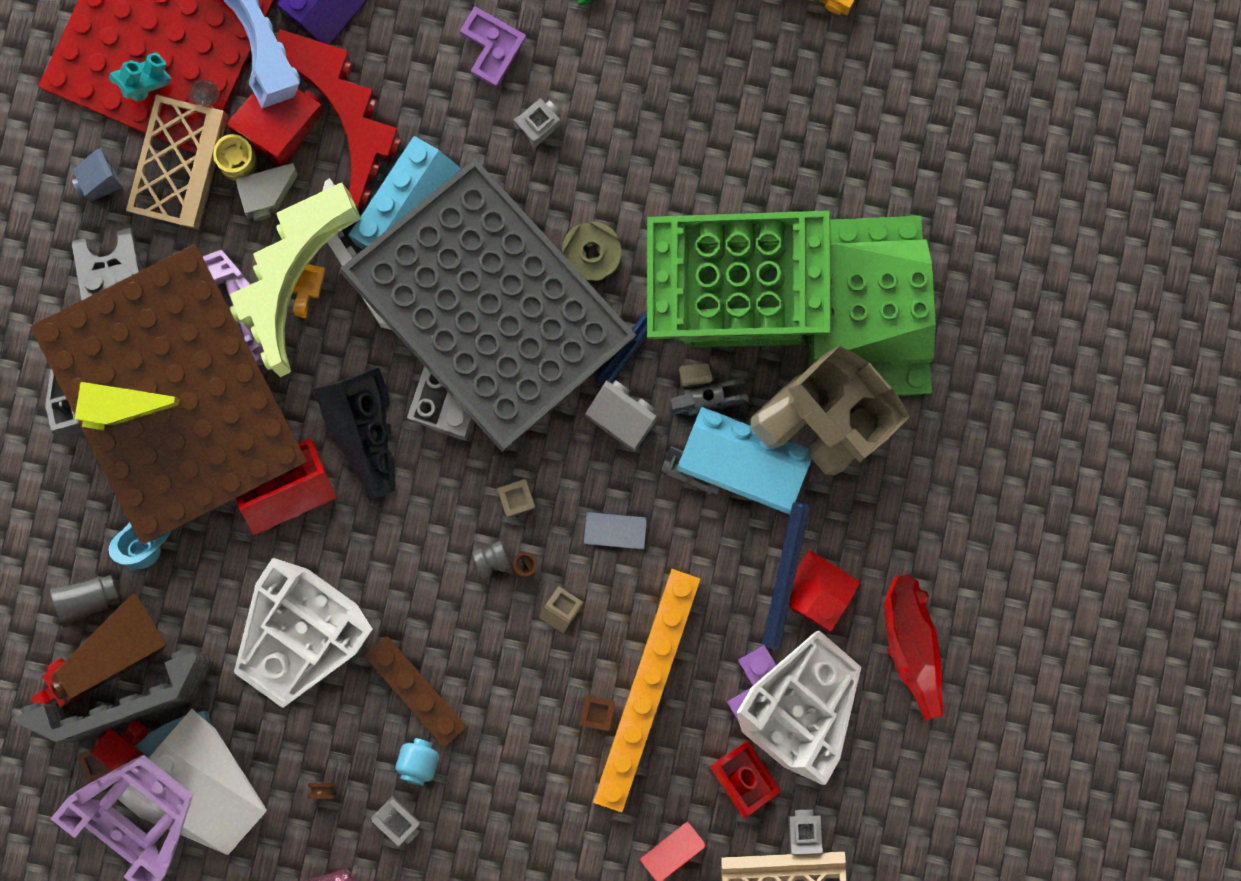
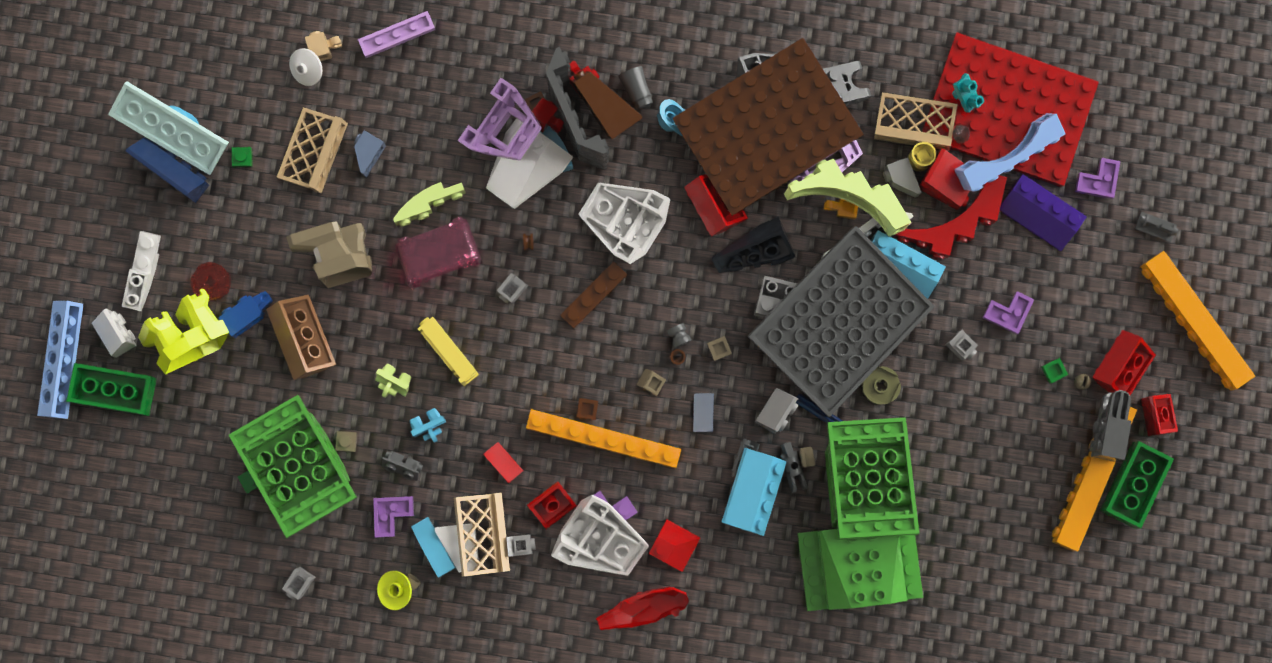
camera: 85 degrees right, 0 degrees up
(96, 176) = (902, 72): sand blue slope -> none
(114, 405) = (756, 87): neon yellow slope -> none
(417, 762) = (549, 299): medium azure head -> none
(786, 575) = (682, 522): dark blue axle -> none
(841, 402) = (794, 549): dark tan piece -> none

